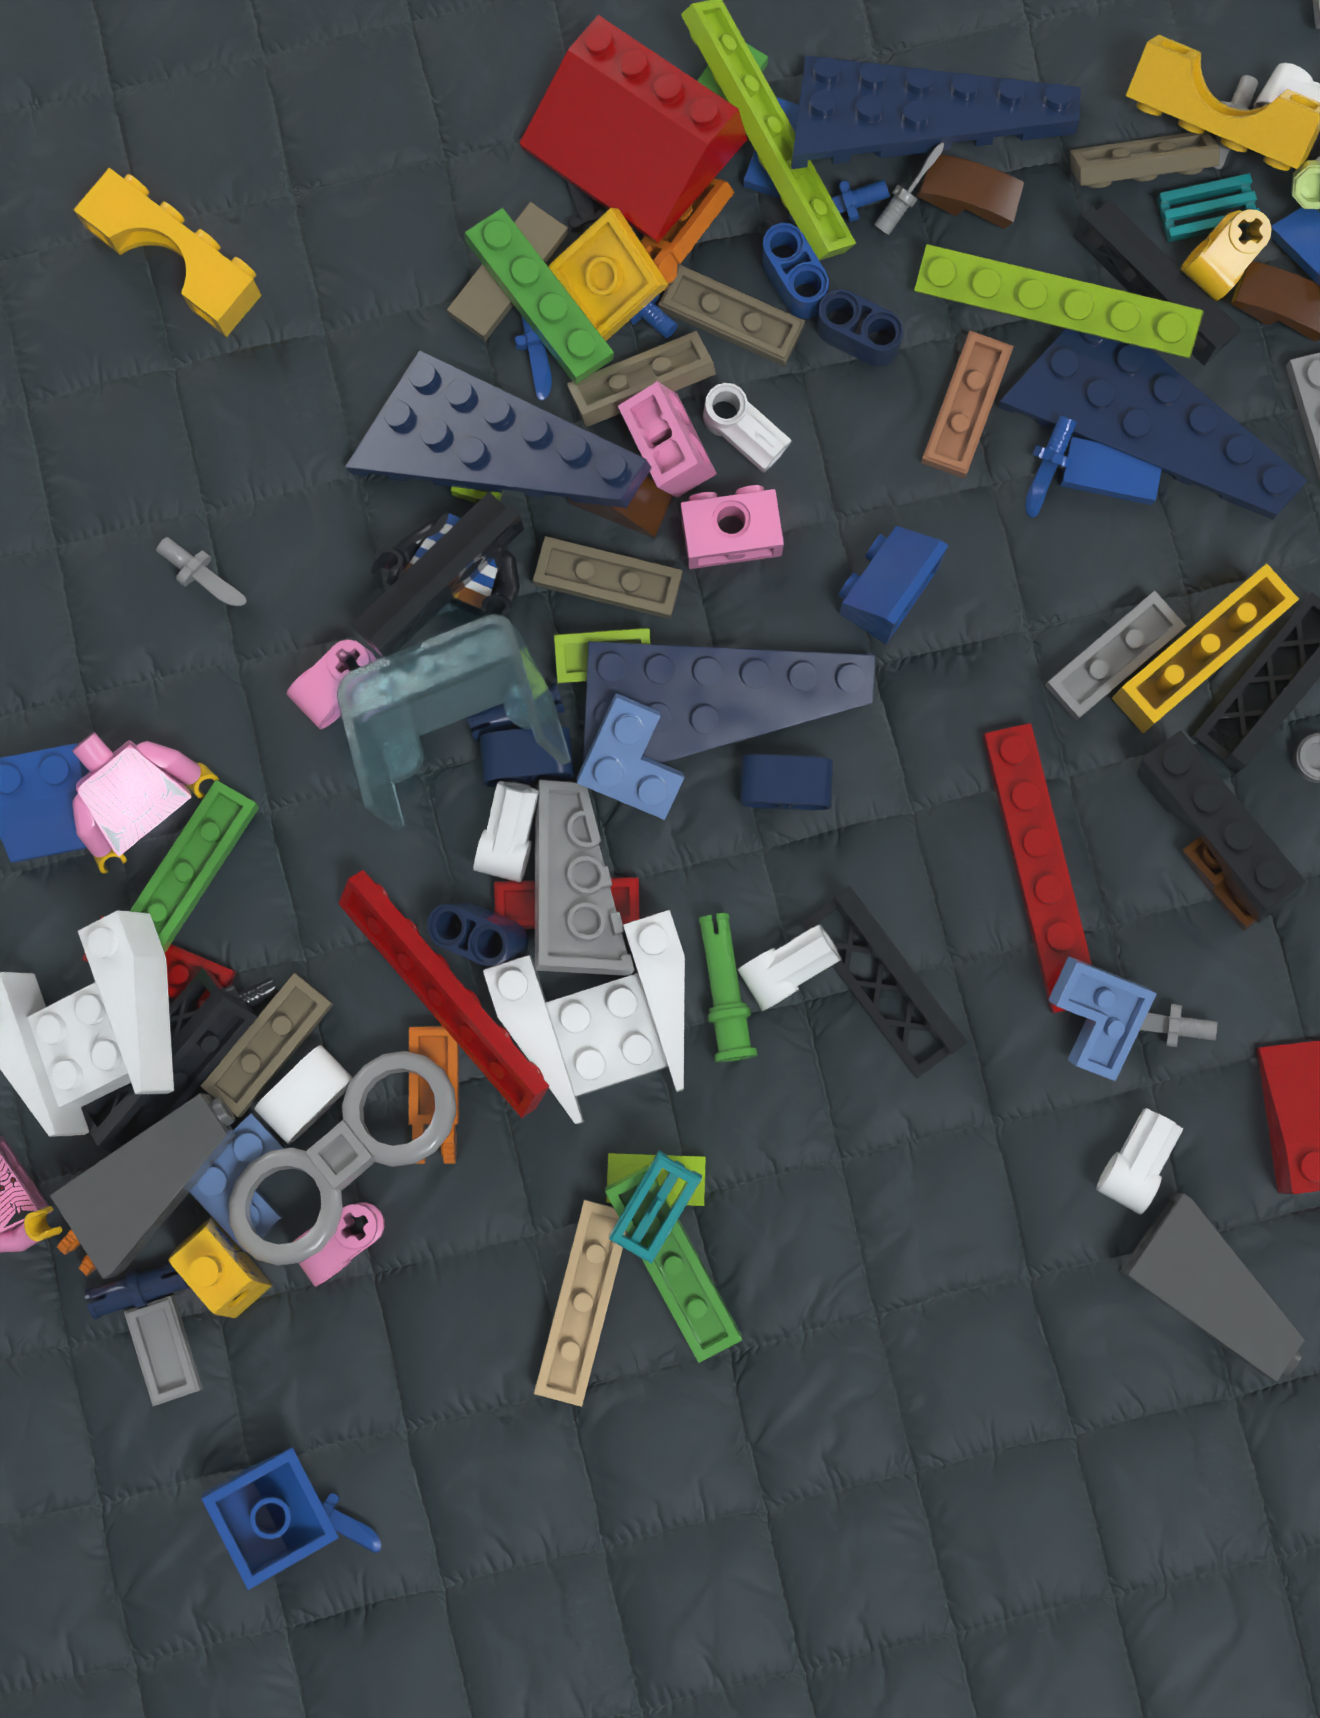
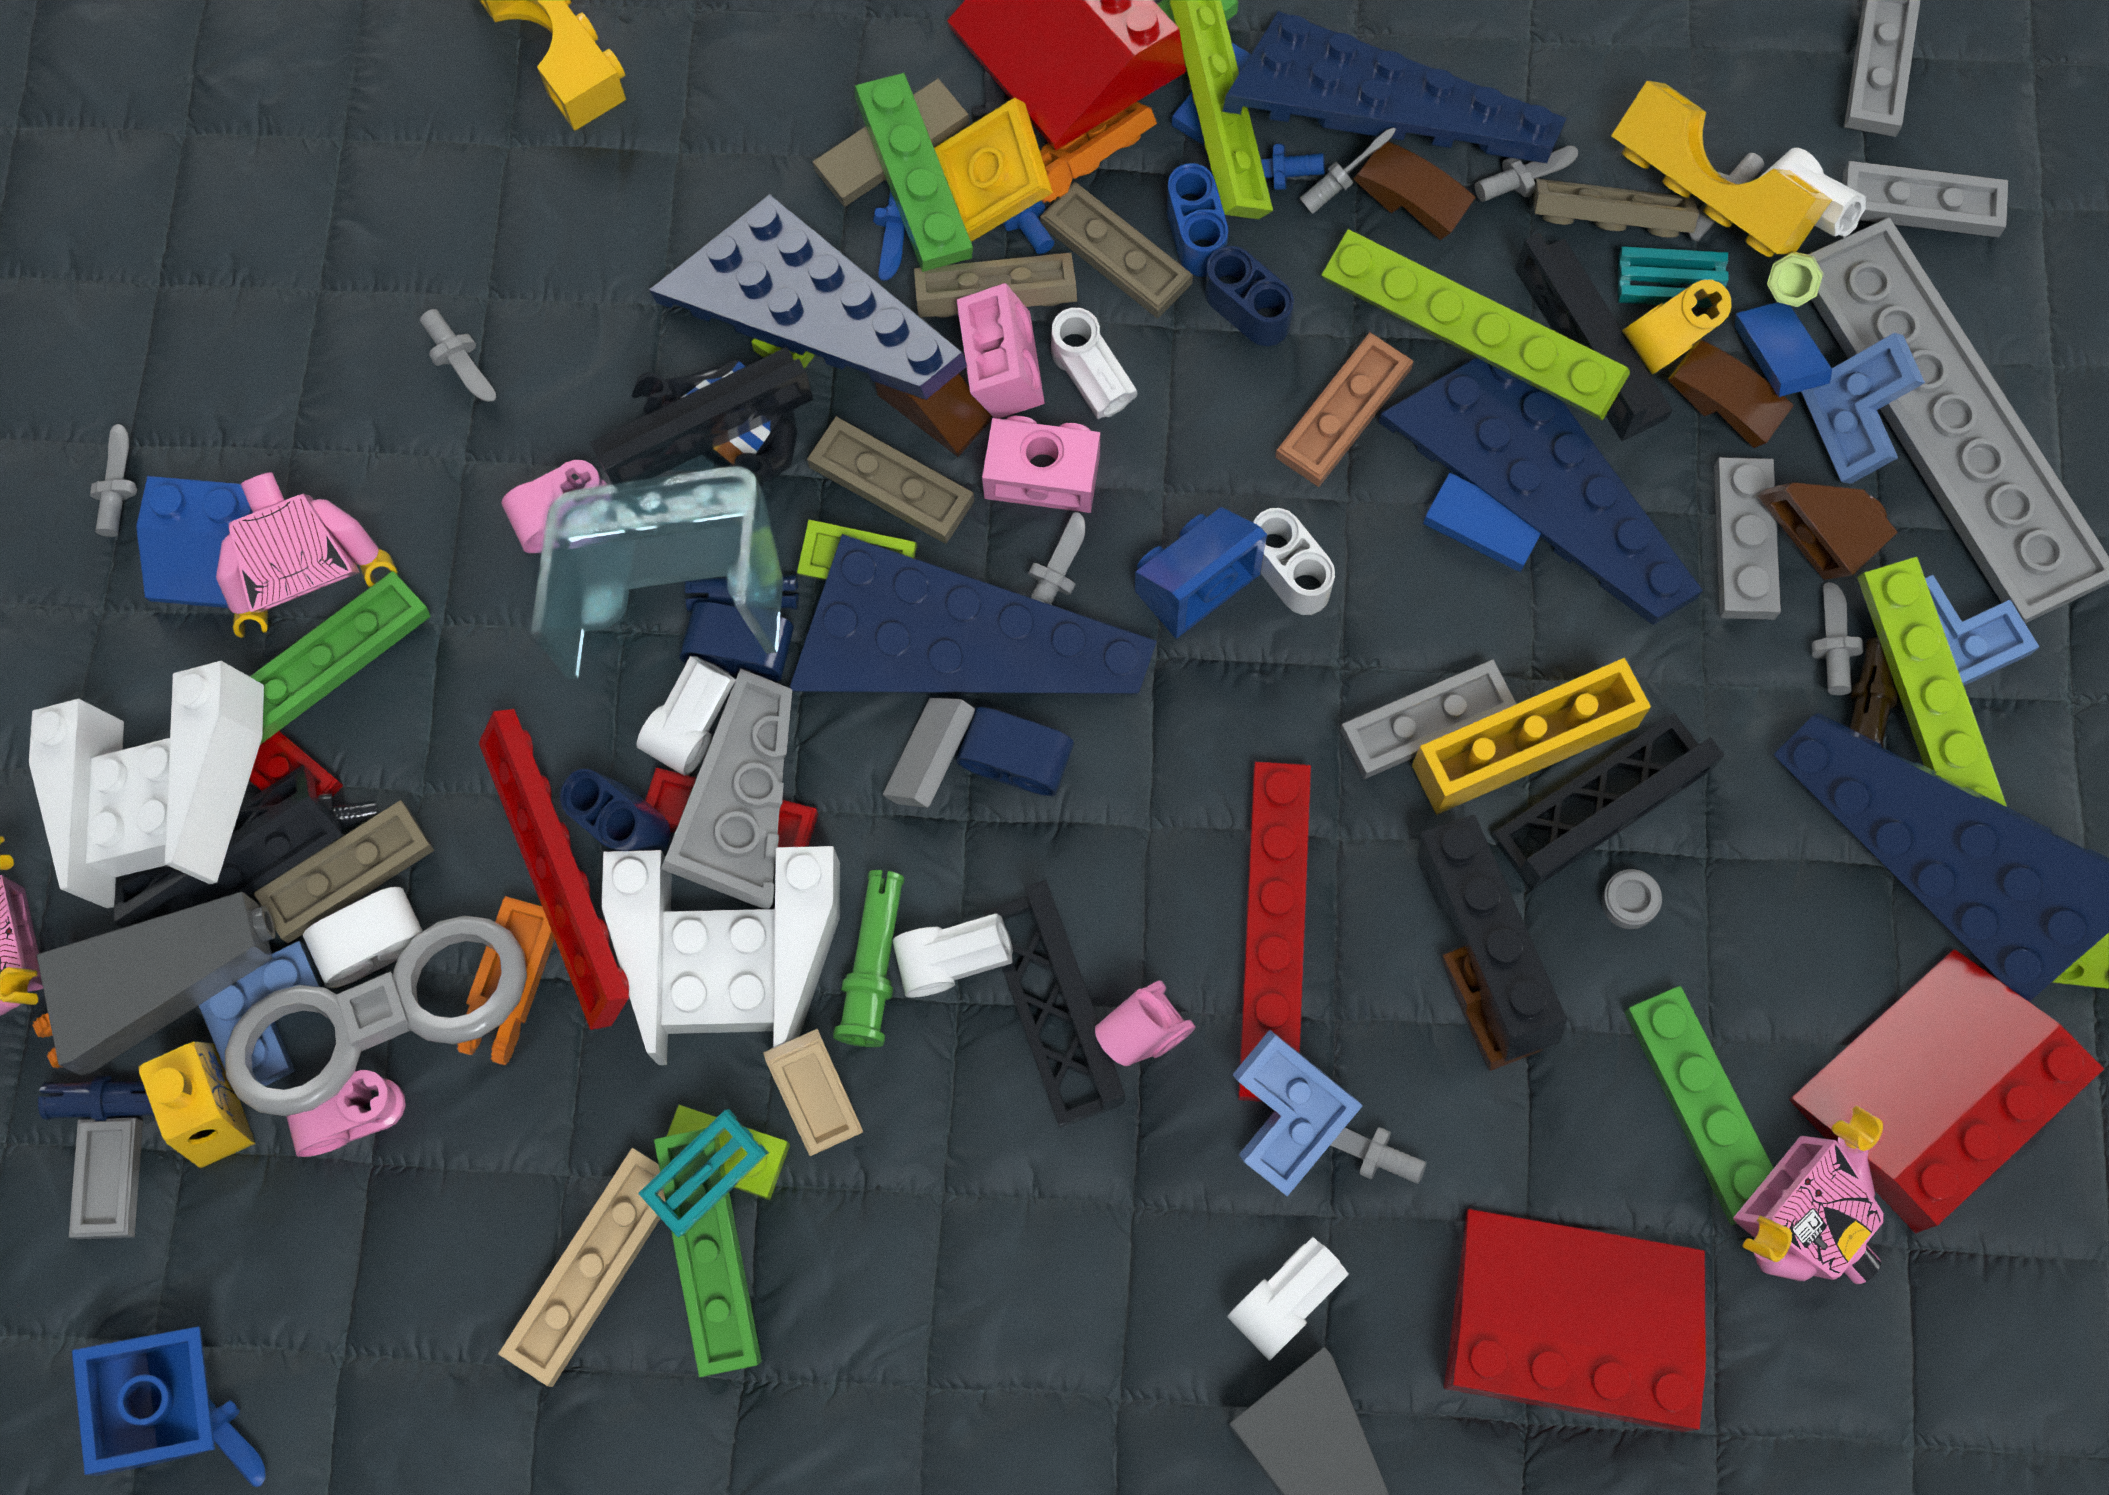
camera: 15 degrees right, 10 degrees down
(617, 761) = (832, 679): medium blue plate -> none
(716, 803) = (929, 752): none -> light grey tile
(716, 1113) = (813, 1092): none -> tan tile
(769, 623) = (1052, 578): none -> light grey piece
(962, 981) = (1142, 1027): none -> bright pink piece
(970, 546) = (1297, 558): none -> white beam
(1052, 457) = (1420, 487): blue piece -> none
(1056, 151) = (1521, 177): none -> light grey piece

